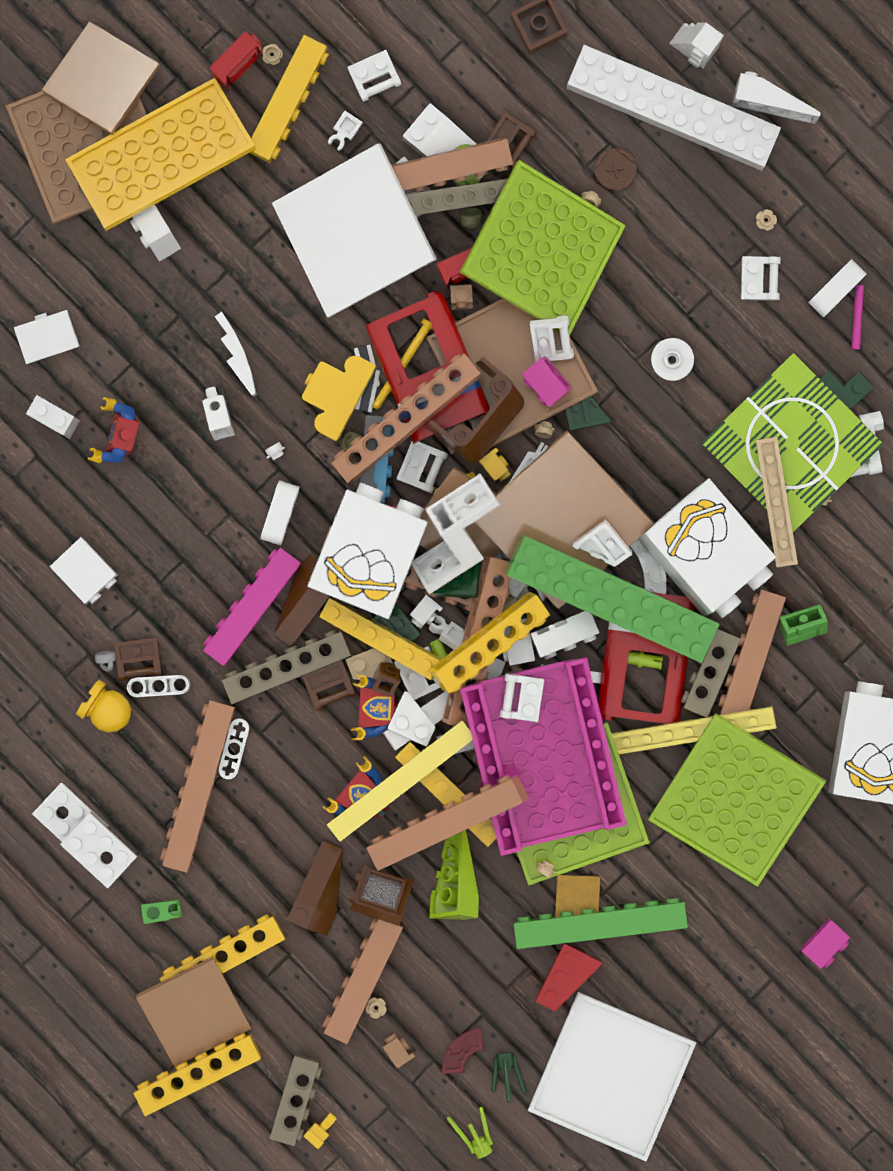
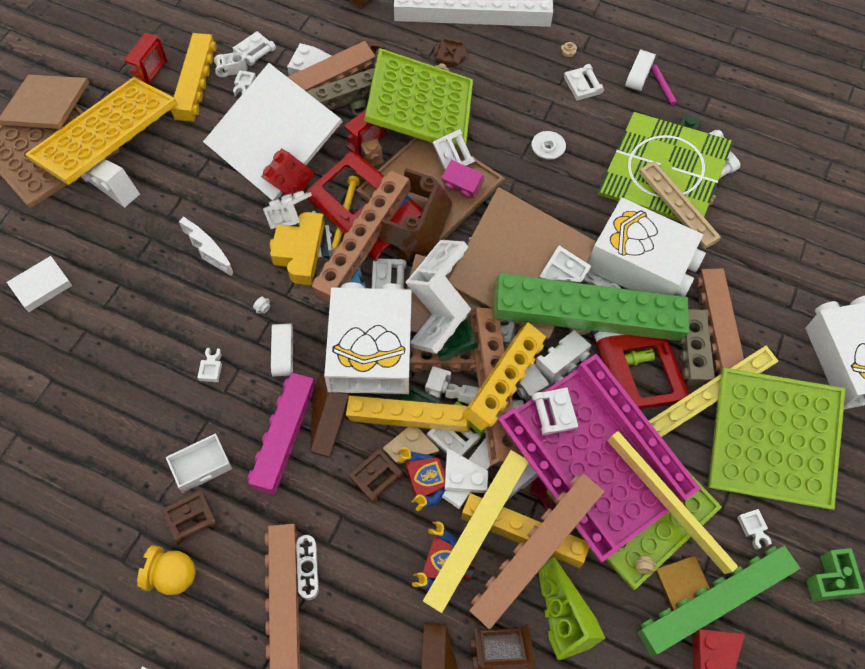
camera: 25 degrees left, 25 degrees down
(53, 417) = (55, 335): white brick -> none
(84, 571) = (117, 456): white brick -> none
(105, 657) = (155, 526): light grey tile -> none
(121, 433) = (121, 335): torso -> none
(148, 683) = (205, 533): white beam -> none
(161, 607) = (198, 463): none -> white container
(200, 507) = (210, 368): none -> white plate
(219, 420) = (200, 285): white torso -> none
(233, 679) = (328, 484): dark tan brick -> none
(272, 48) = (173, 56): tan plate -> none
(334, 95) = (231, 63): none -> white piece
(335, 339) = (283, 211): none -> white bracket
(351, 296) = (287, 173): none -> red bracket
(388, 673) = (426, 445): reddish brown brick -> none
(544, 430) = (473, 220): tan plate -> none
(593, 825) = (672, 503): none -> light yellow tile
(670, 871) = (754, 525): none -> white plate
(721, 952) = (840, 577): none -> bright green brick
(803, 624) = (748, 284): bright green brick -> none

